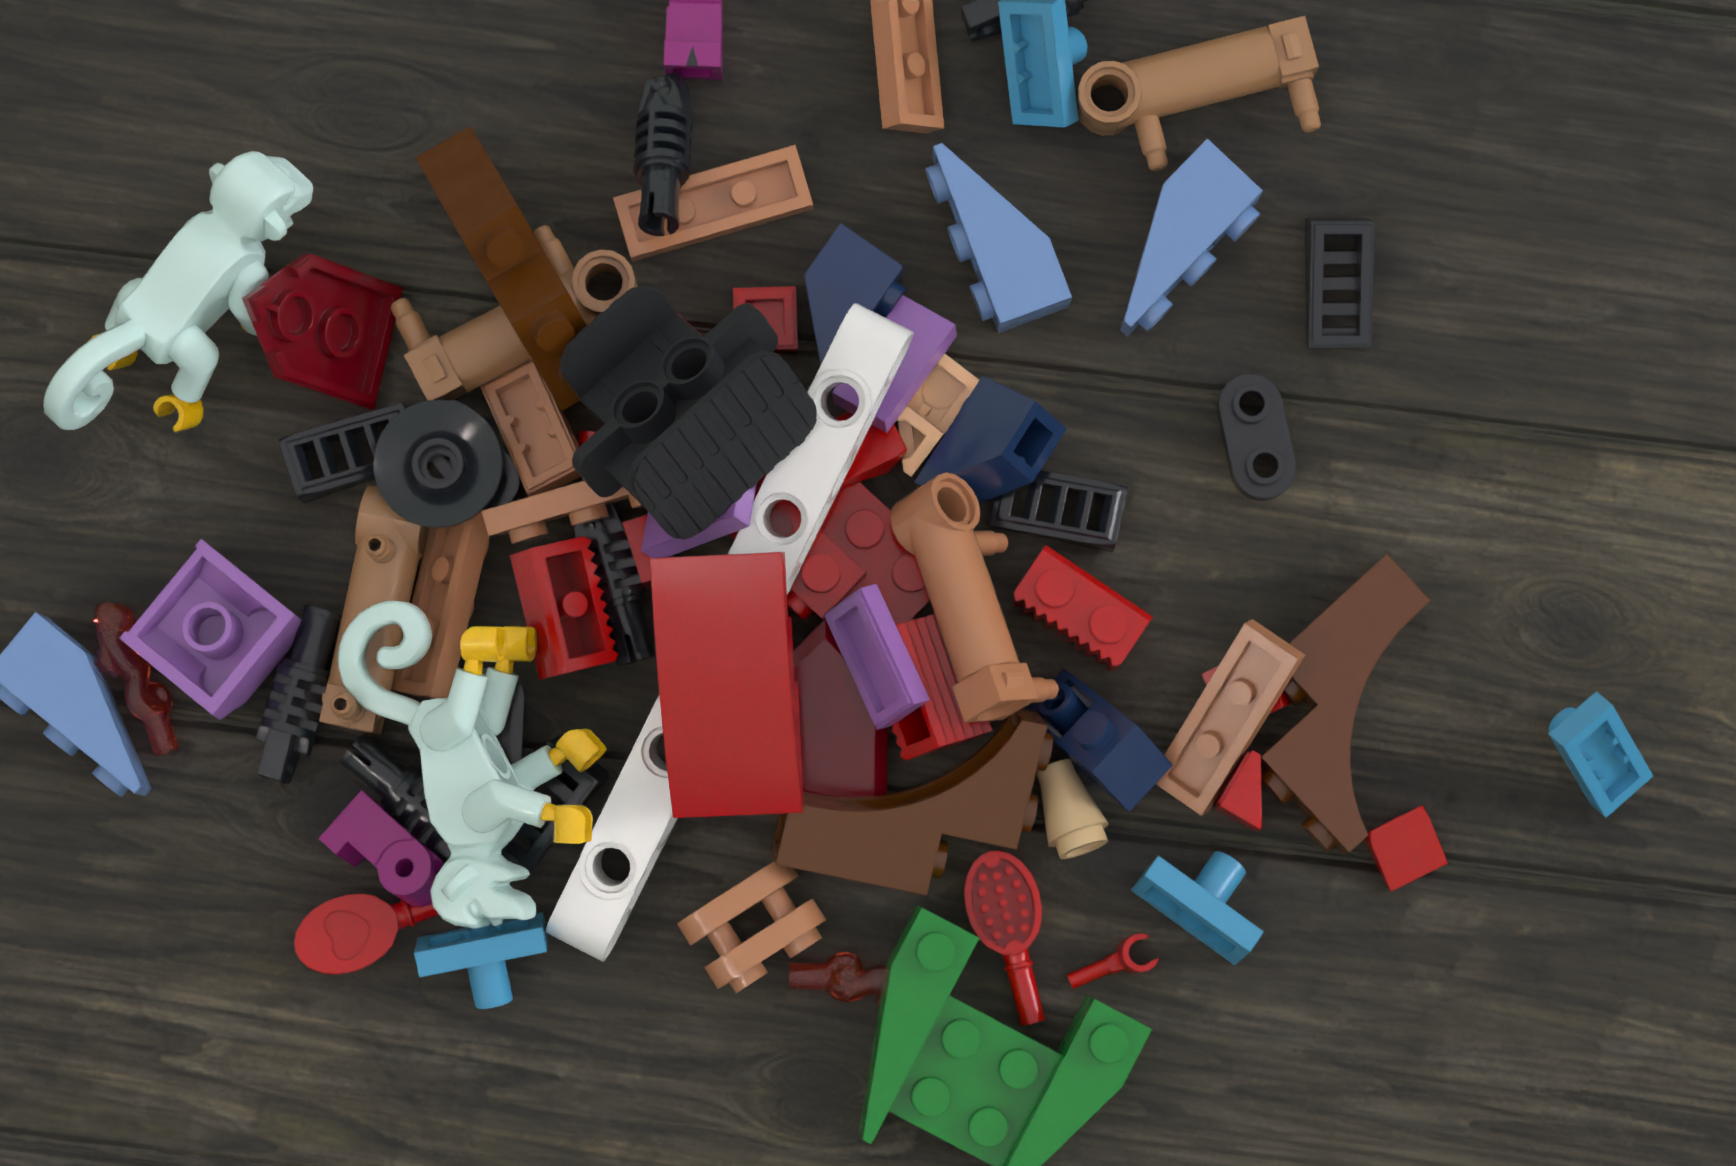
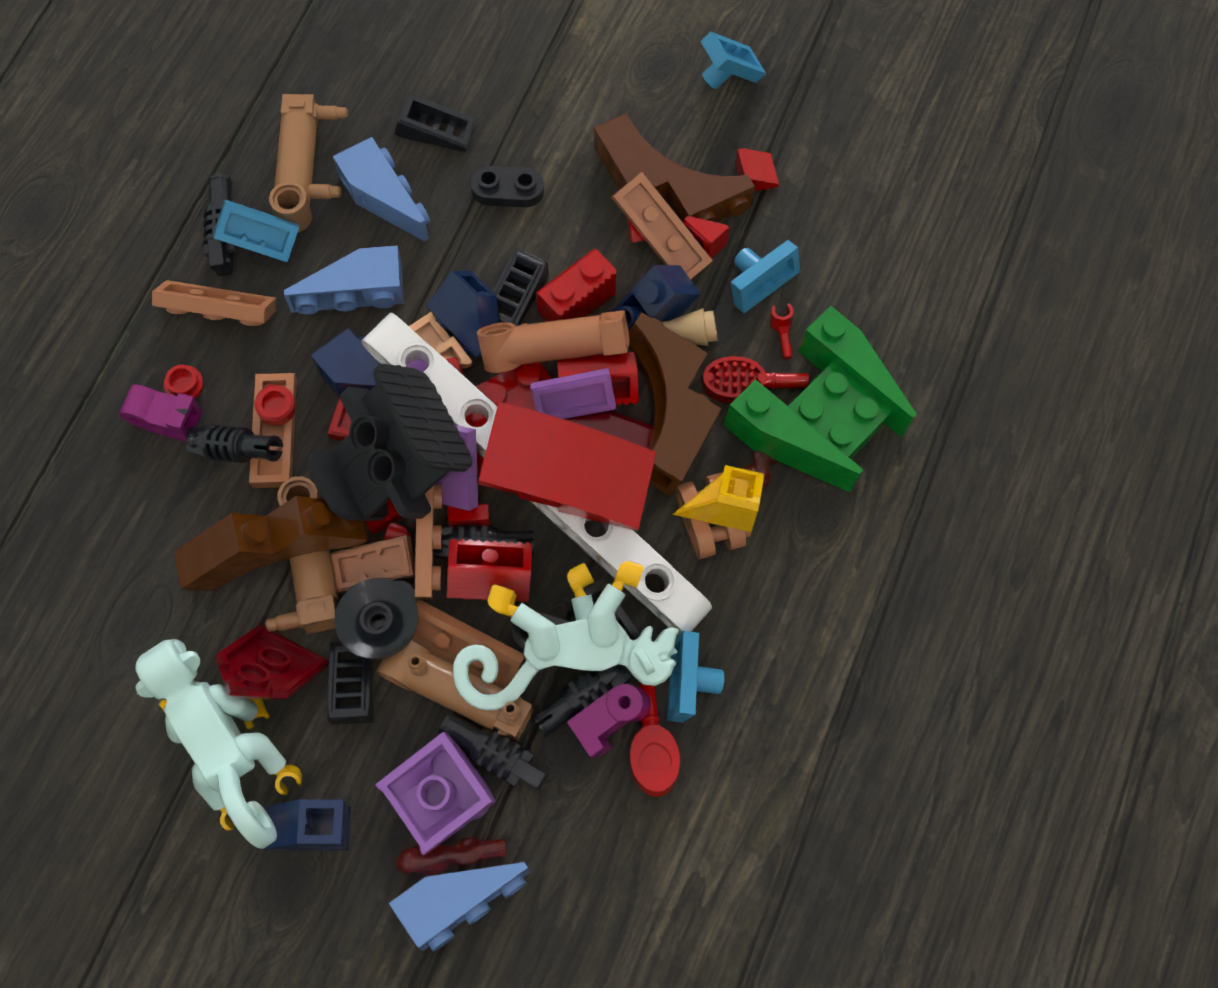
camera: 75 degrees left, 15 degrees down
(120, 464) = (310, 825): none -> dark blue slope
(746, 195) = (275, 405): none -> red tile
(755, 36) = (183, 380): none -> red plate
(770, 942) = (728, 500): none -> yellow slope

